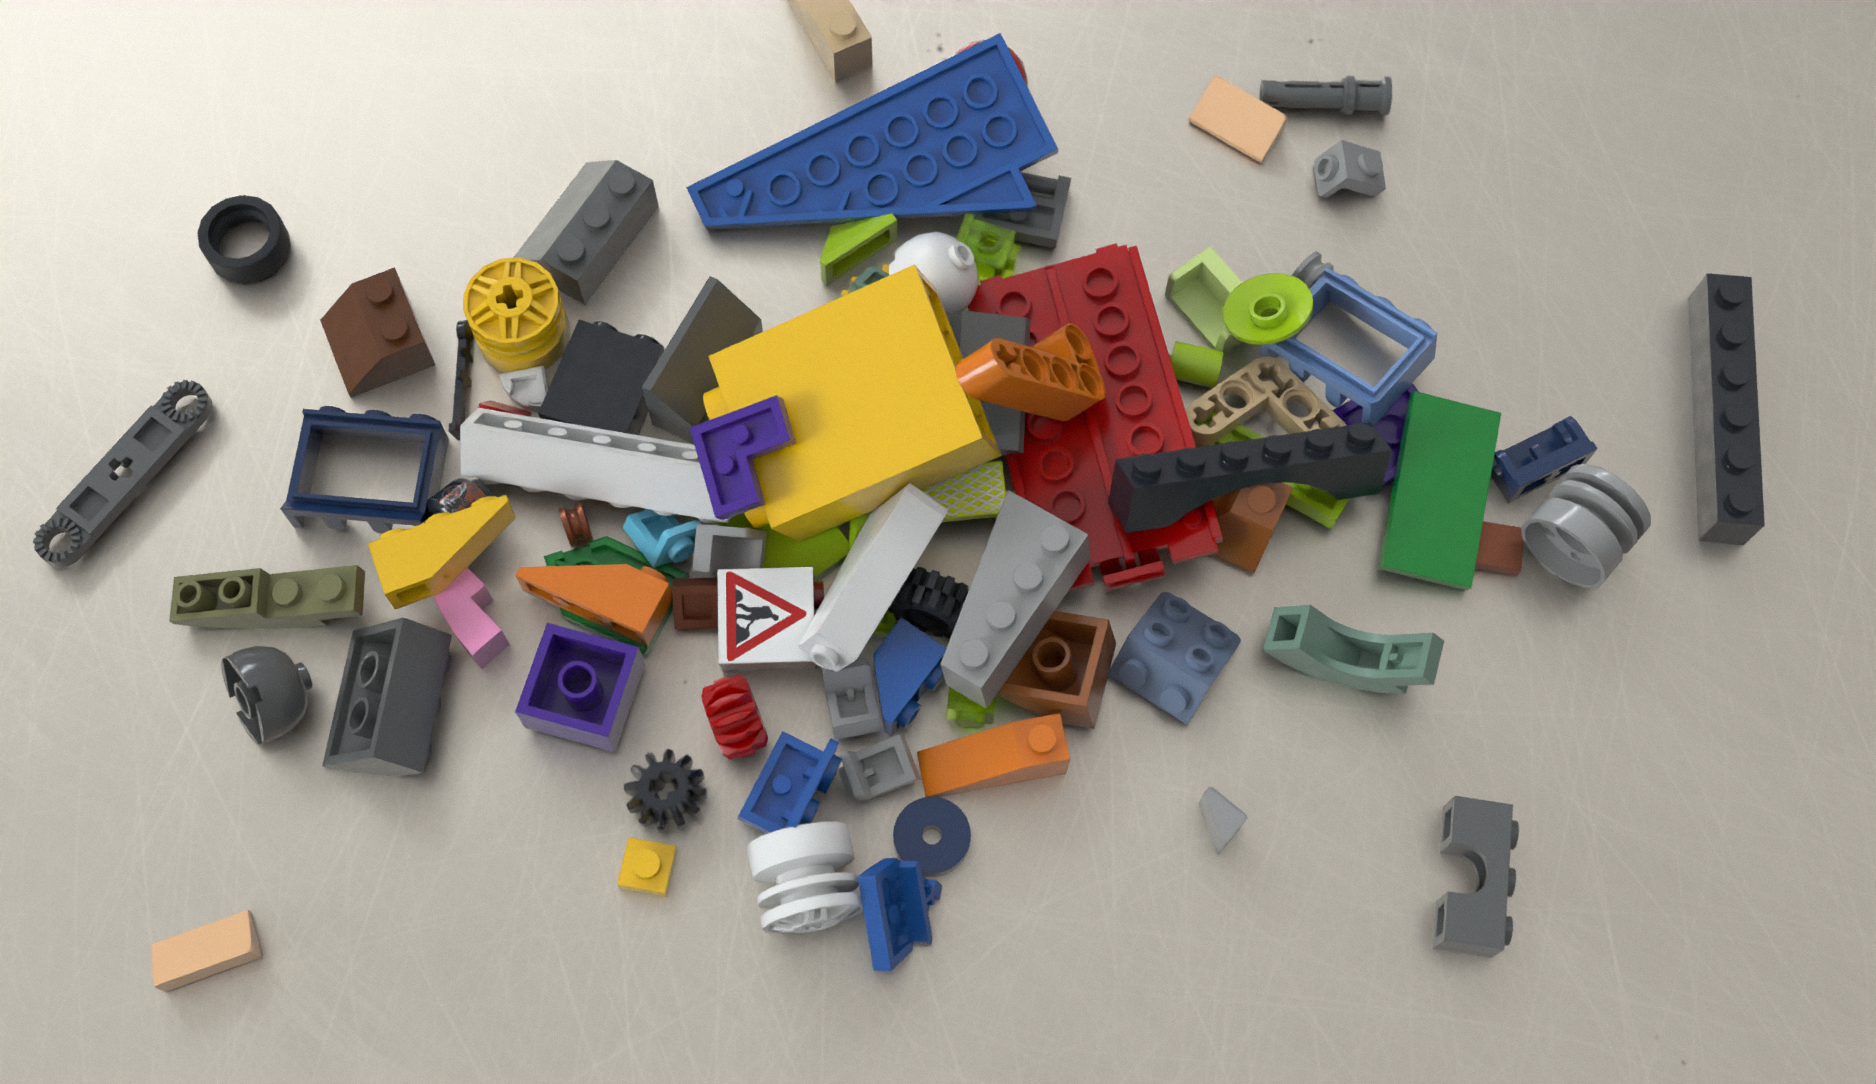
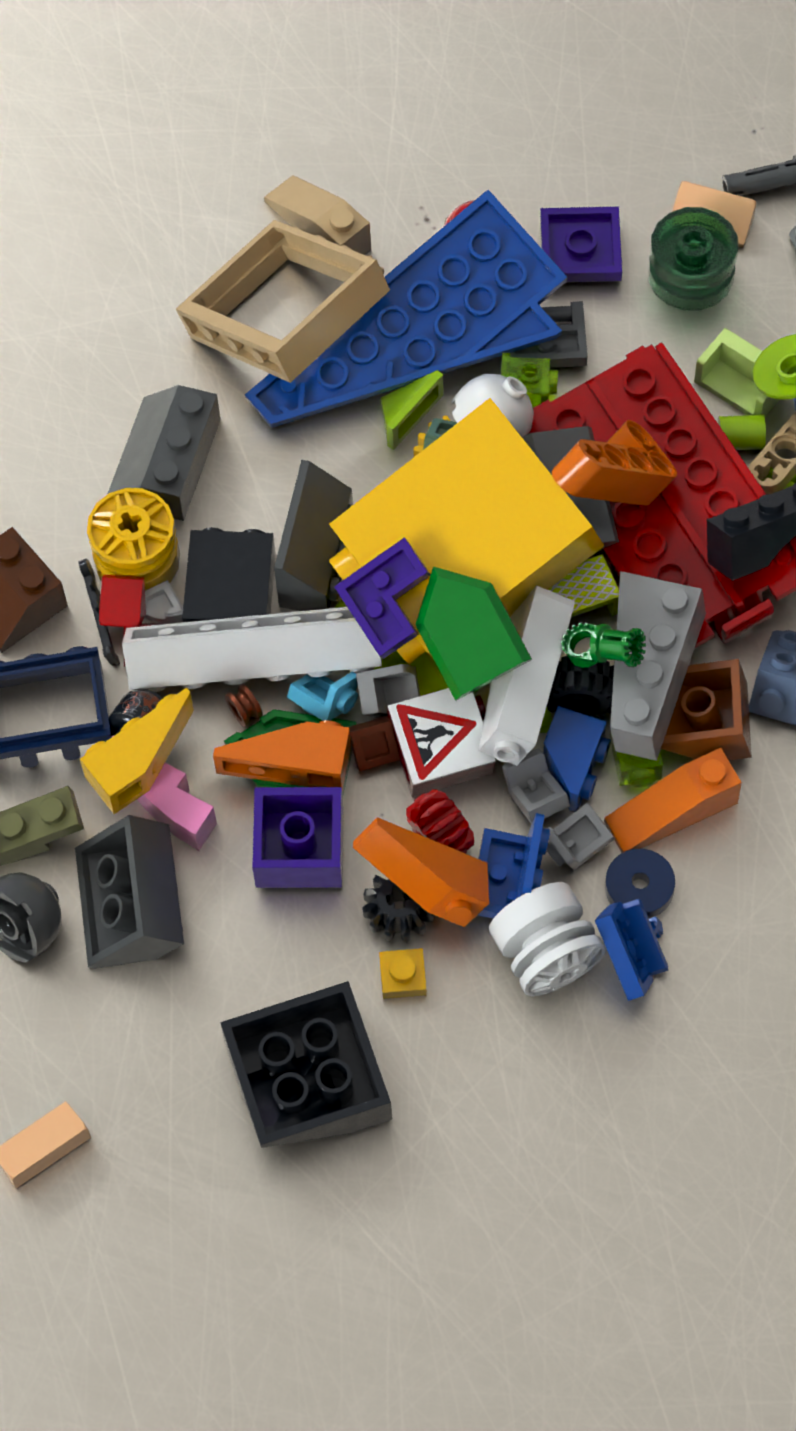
camera: 10 degrees left, 5 degrees down
(484, 378) = (122, 601): none -> red slope
(502, 952) = (307, 1068): none -> black slope
(699, 771) = (427, 871): none -> orange slope
(735, 55) = (207, 308): none -> tan window
(818, 516) = (468, 632): none -> green tile
(961, 570) = (604, 645): none -> green connector
(1091, 115) = (583, 242): none -> dark purple plate
(1201, 161) = (692, 258): none -> clear green wheel

